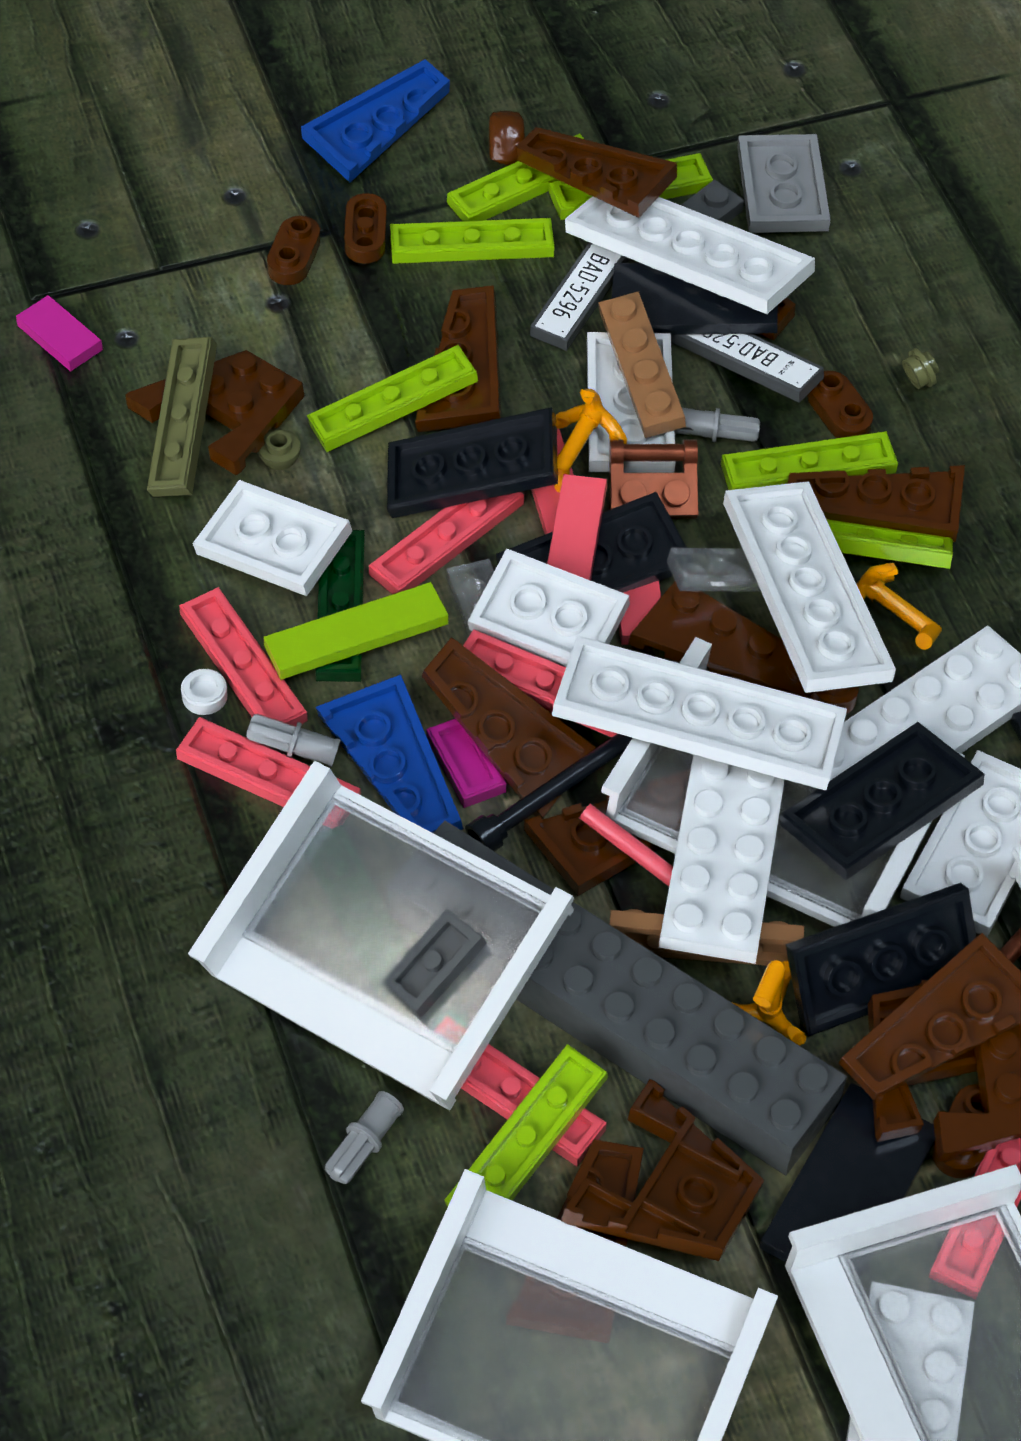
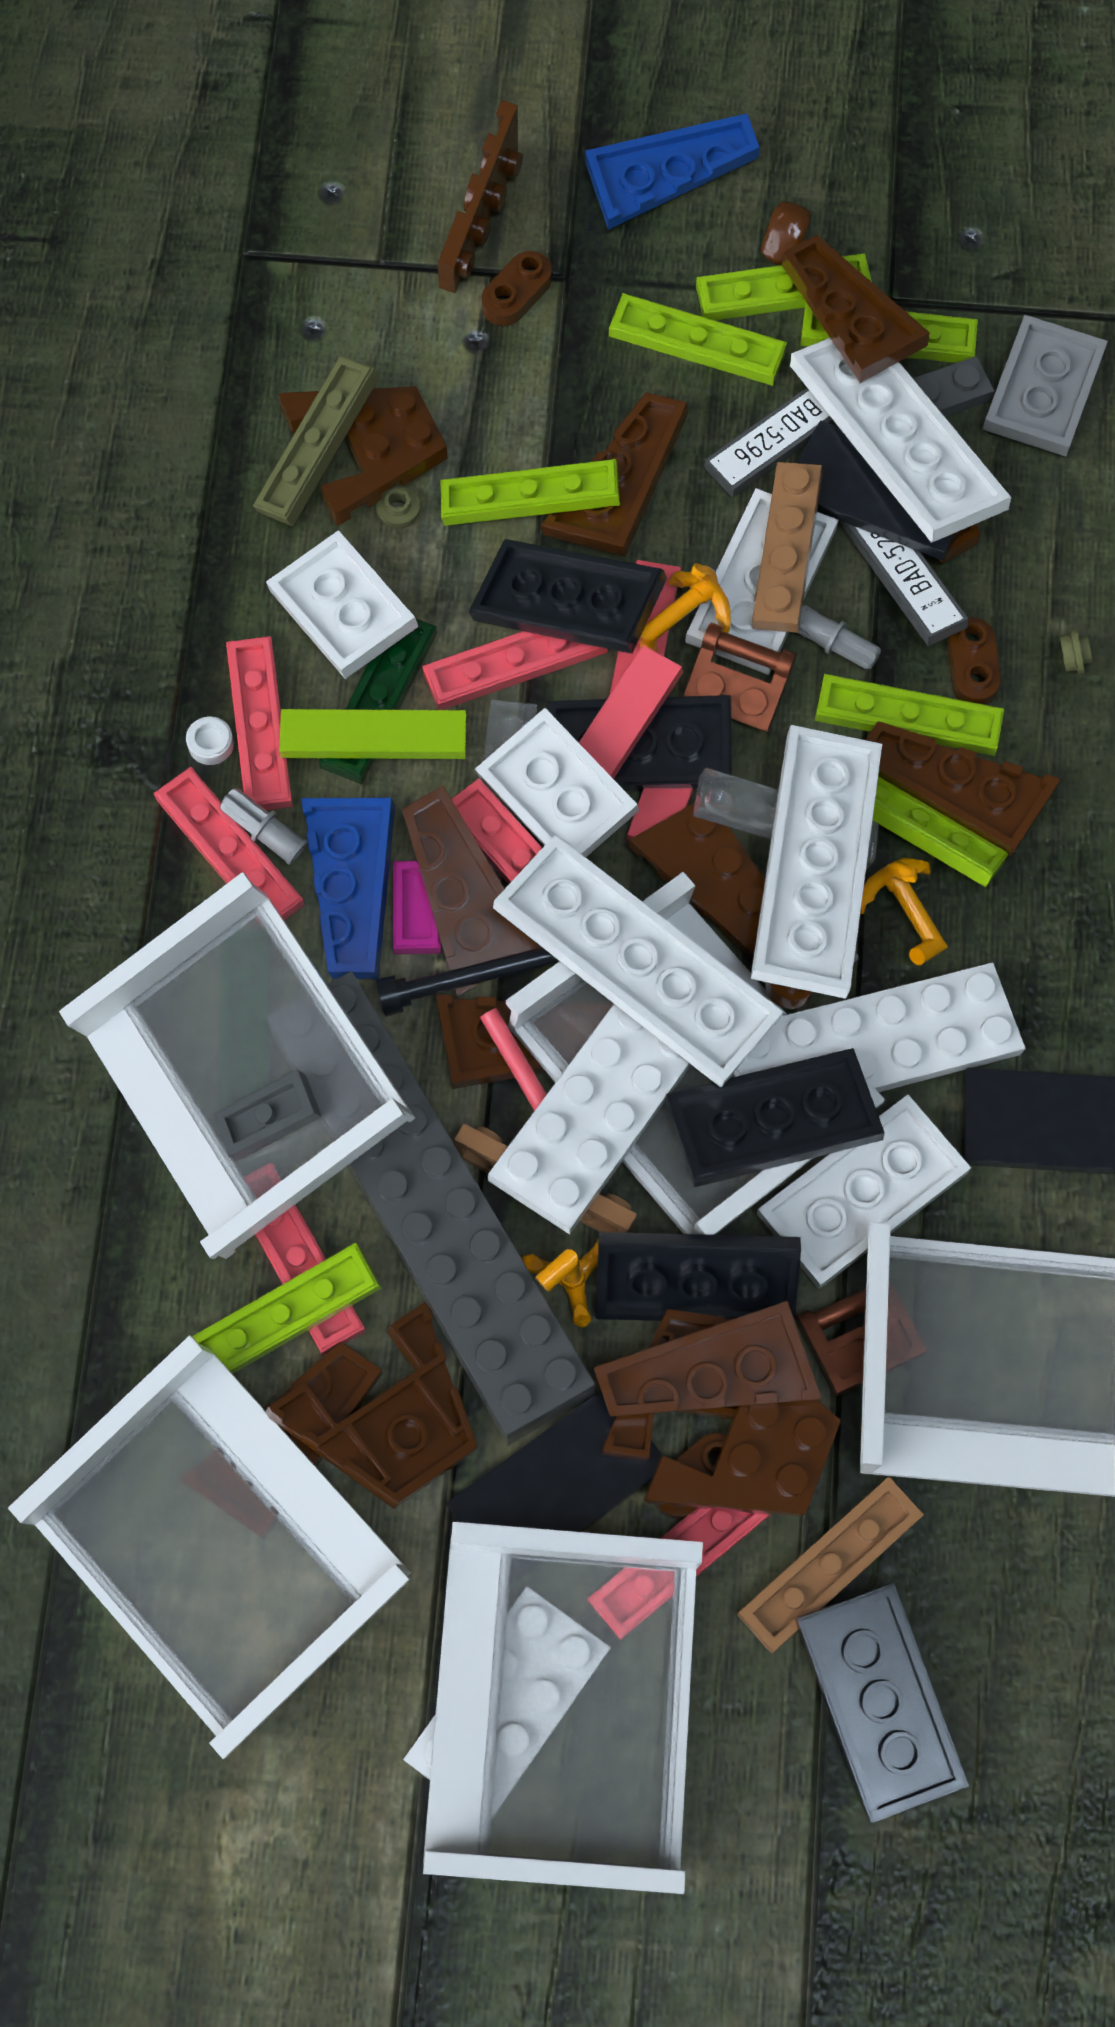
camera: 25 degrees right, 15 degrees up
(59, 333) = (250, 302): dark pink tile -> none
(233, 187) = (483, 197): none -> reddish brown wing
(363, 1137) = (140, 1251): light grey axle -> none
(365, 228) = (593, 292): reddish brown plate -> none

